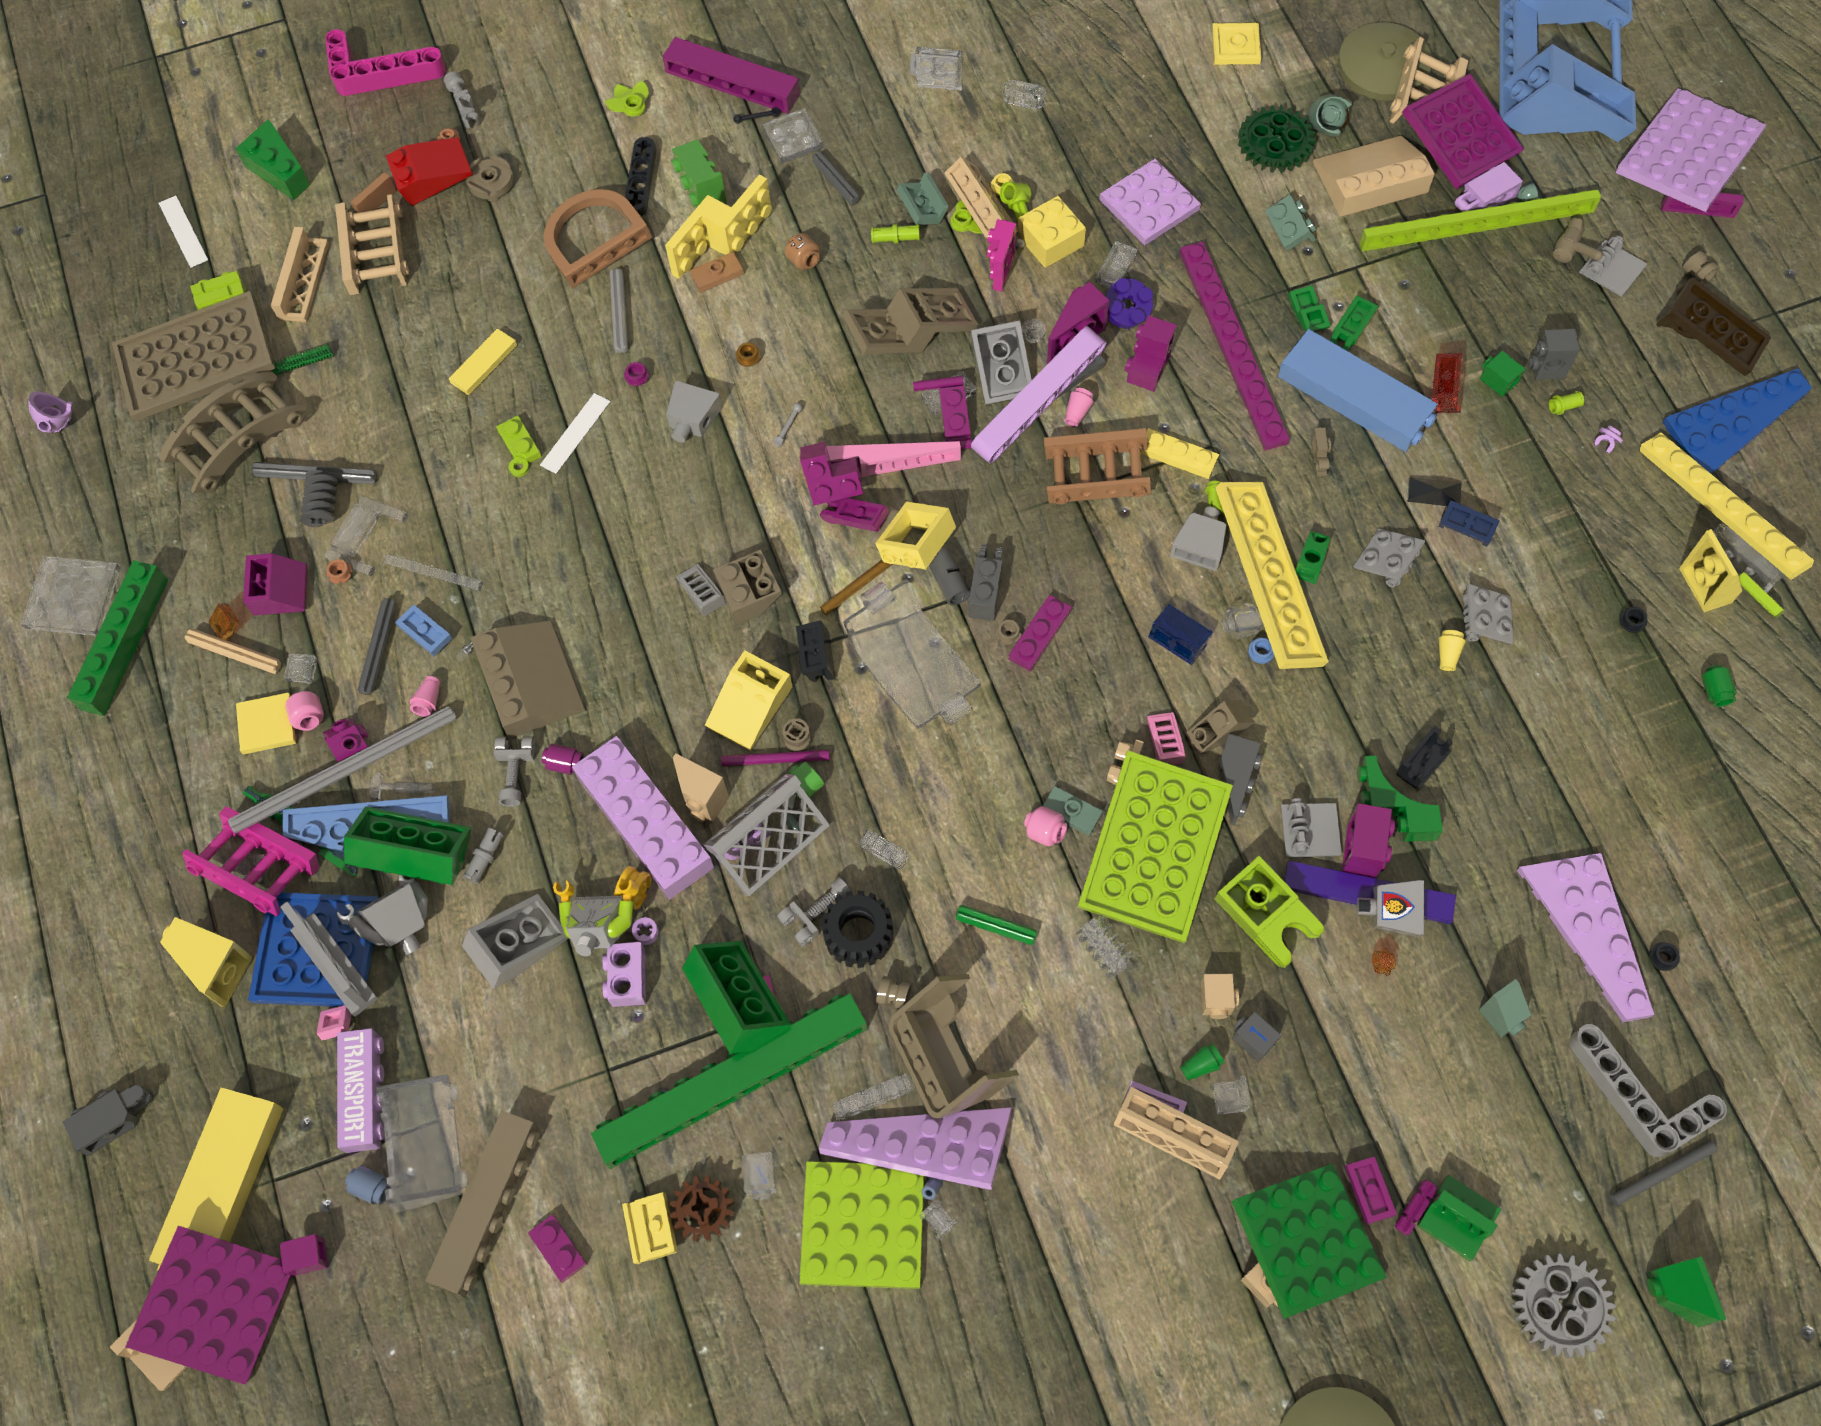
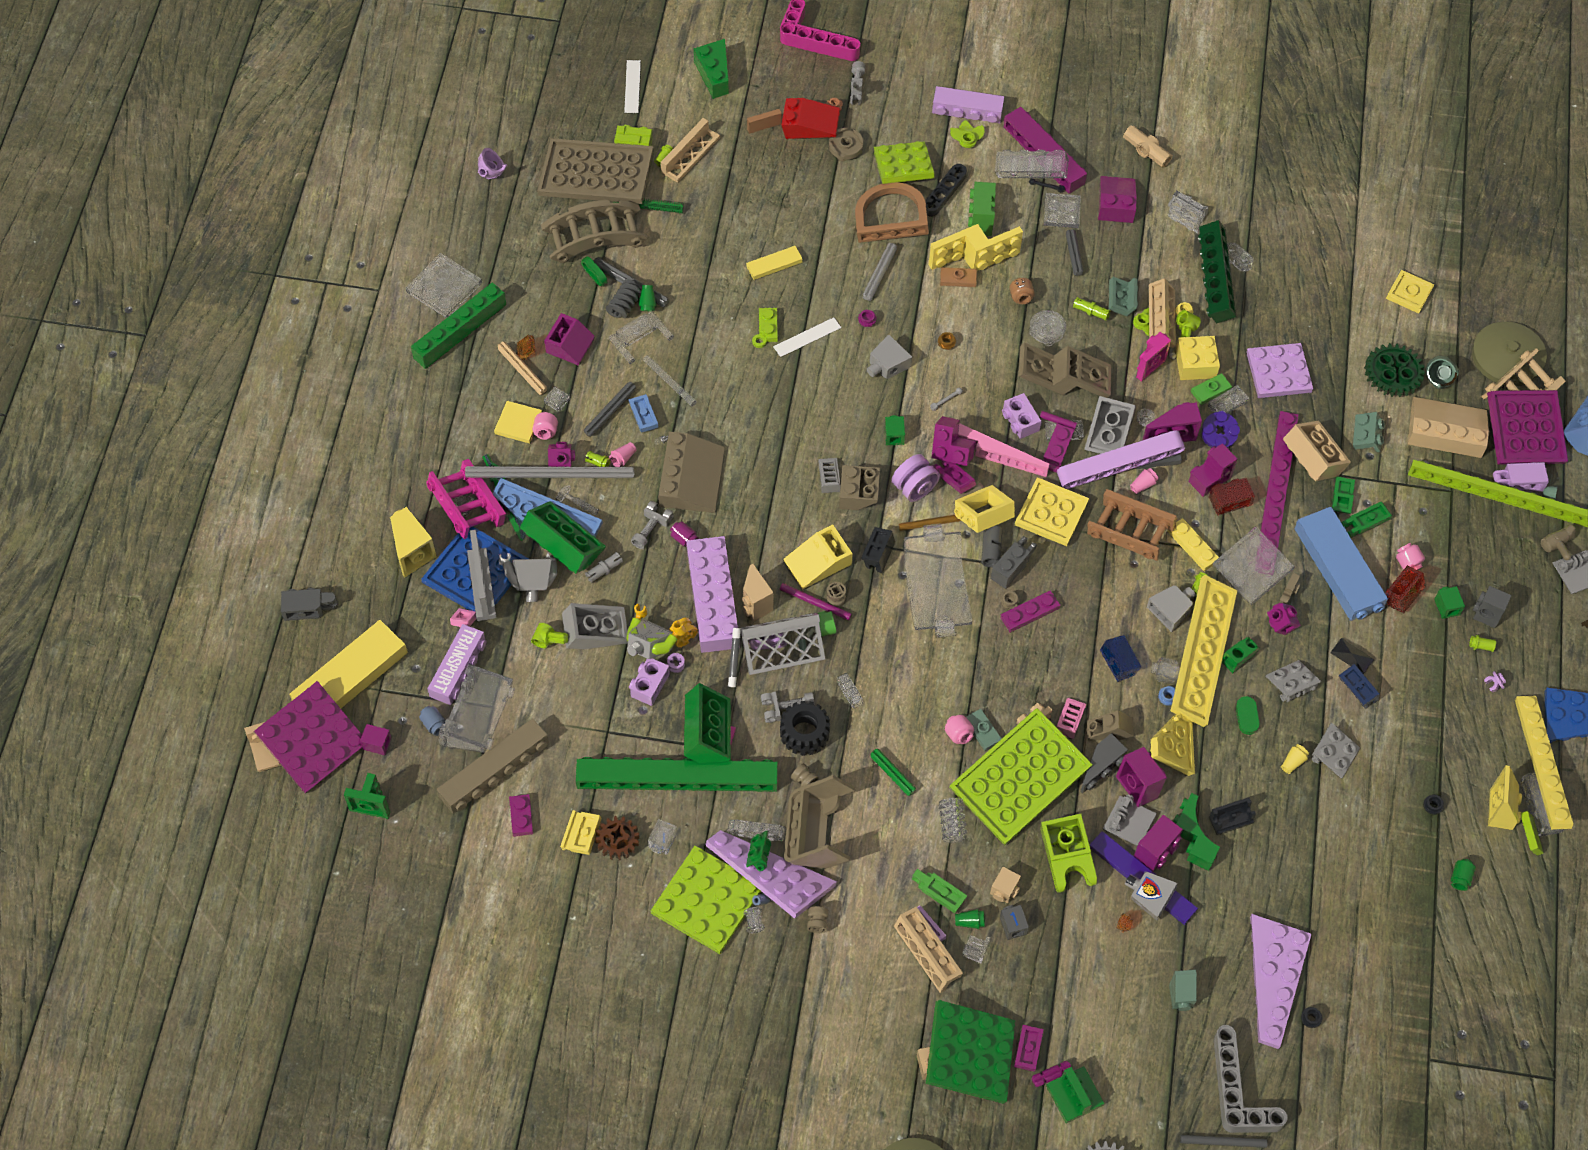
camera: 25 degrees right, 5 degrees down
(260, 482) = (594, 271): none -> green tile
(269, 290) = (665, 150): none -> lime pin
(336, 566) = (611, 347): nougat plate -> none
(340, 1346) = (369, 800): none -> green bracket
(348, 238) = (733, 141): tan fence -> none
(348, 483) = (647, 298): none -> green cone
(397, 719) = (598, 460): none -> lime pin
(458, 986) = (546, 635): none -> lime axle
(572, 166) = (903, 162): none -> lime plate
(610, 64) = (968, 104): none -> lavender brick
(717, 885) = (734, 657): none -> dark grey bar
(727, 97) = (1031, 164): none -> clear brick
(749, 494) = (894, 430): none -> green brick
(810, 539) = (915, 477): none -> lavender wheel
(847, 16) = (1147, 146): none -> tan piece
(849, 93) = (1117, 199): none -> magenta slope
(857, 280) = (1047, 327): none -> clear tile
(893, 396) = (1024, 414): none -> lavender brick
(894, 1127) = (759, 851): none -> green hinge
(994, 498) = (1052, 511): none -> light yellow plate
(1018, 1173) = (817, 919): none -> dark tan wheel
(1048, 160) = (1217, 272): none -> dark green brick
(1087, 260) = (1211, 389): none -> bright green plate
(1143, 1046) = (940, 890): none -> bright green hinge
(1188, 373) = (1231, 496): none -> clear red brick
(1252, 272) = (1316, 450): none -> tan brick
(1265, 443) = (1253, 565): none -> clear plate
(1297, 768) = (1141, 776): none -> magenta brick
(1309, 707) = (1175, 745): none -> light yellow plate
(1335, 487) = (1283, 618): none -> magenta brick
(1364, 626) = (1247, 715): none -> green tile
(1427, 343) = (1411, 556): none -> bright pink head

